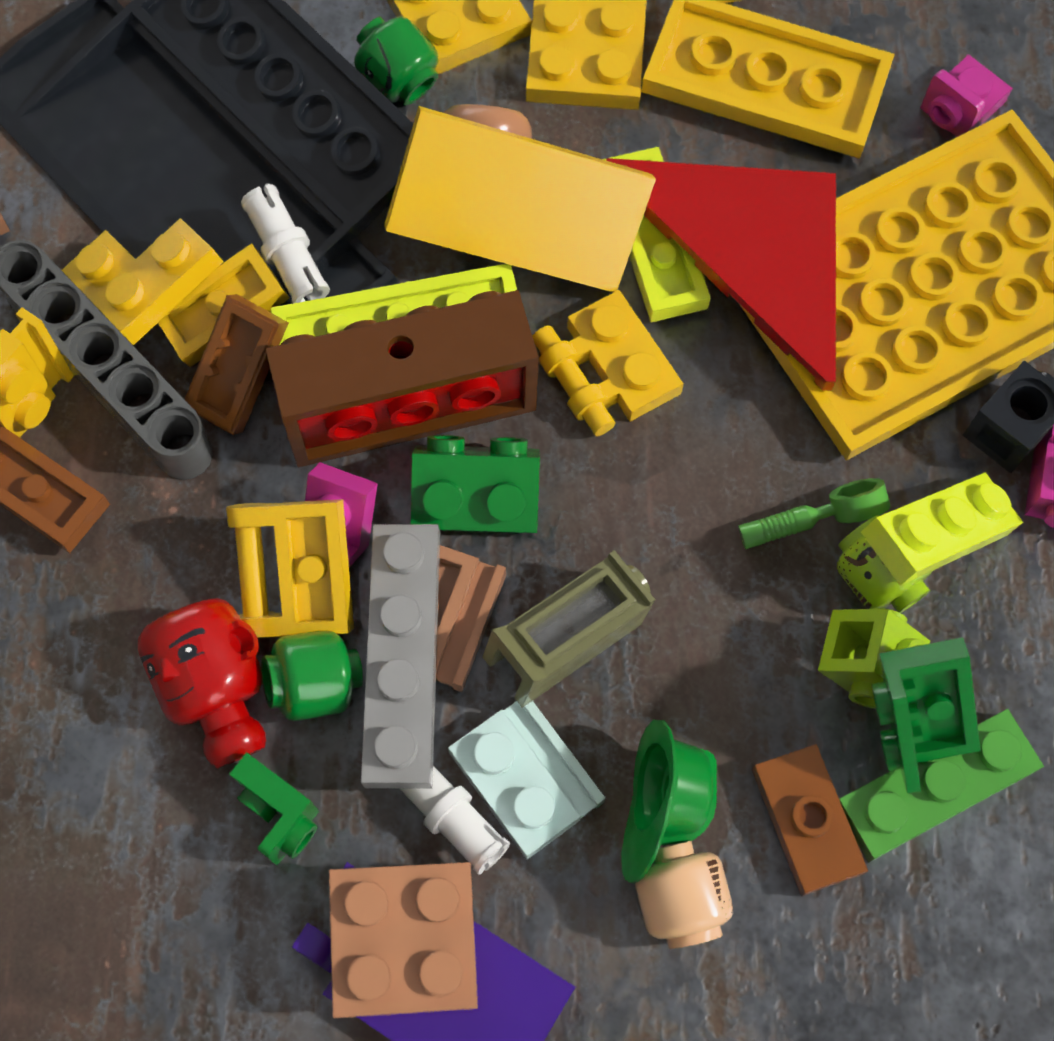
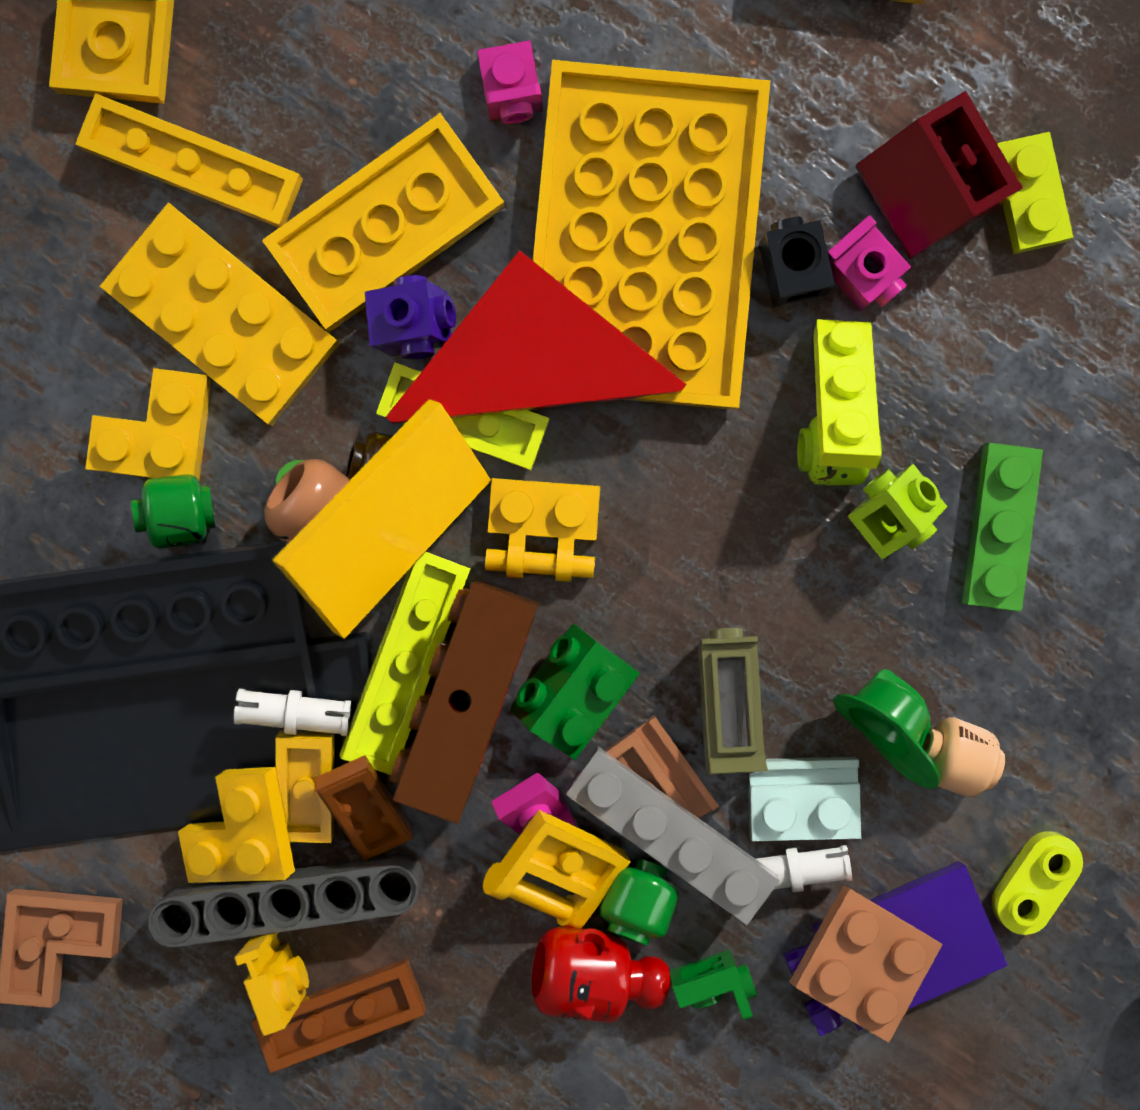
camera: 50 degrees left, 20 degrees up
(705, 127) = (409, 317): none -> dark purple brick
(809, 820) = (964, 632): dark orange plate -> none
(849, 504) = (760, 474): bright green piece -> none
(929, 706) = (961, 514): green bracket -> none

